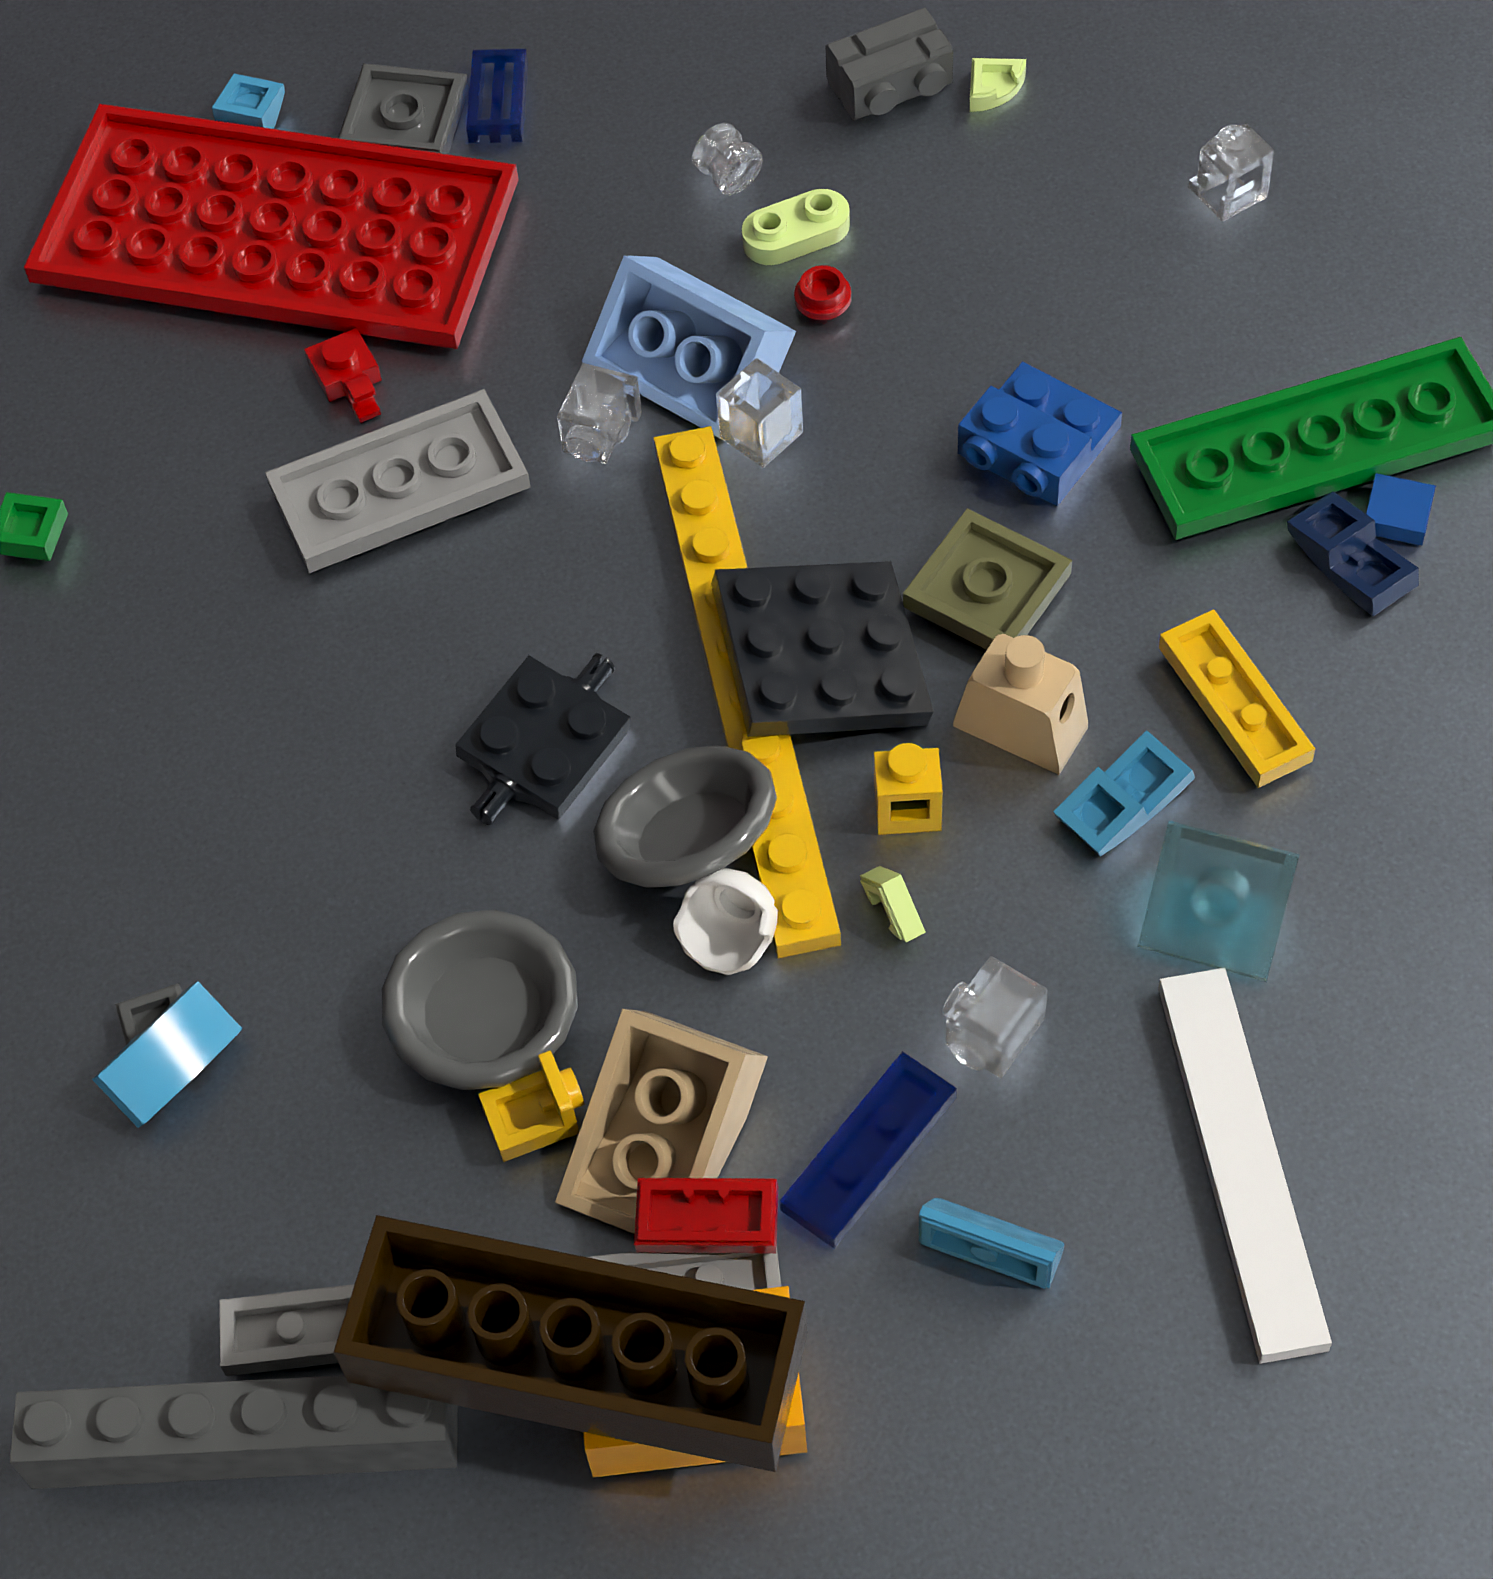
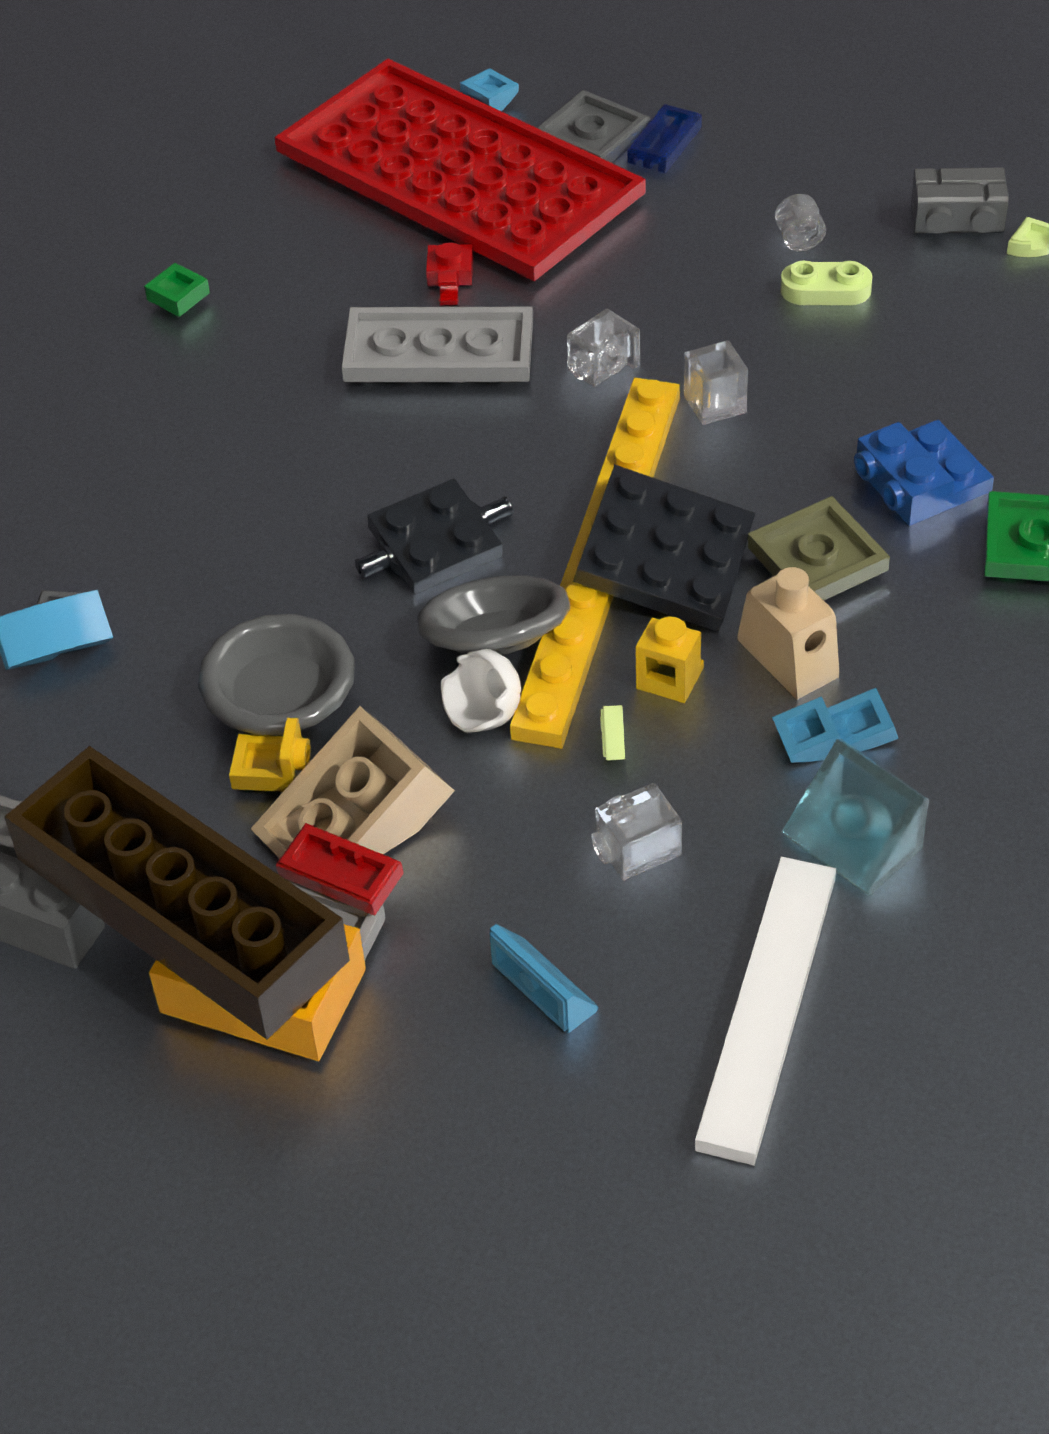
camera: 25 degrees right, 10 degrees down
(681, 337) = (689, 309): light blue slope -> none
(822, 293) = (817, 329): red plate -> none
(868, 1149) = (493, 885): clear blue tile -> none
(1236, 698) = (962, 694): yellow plate -> none

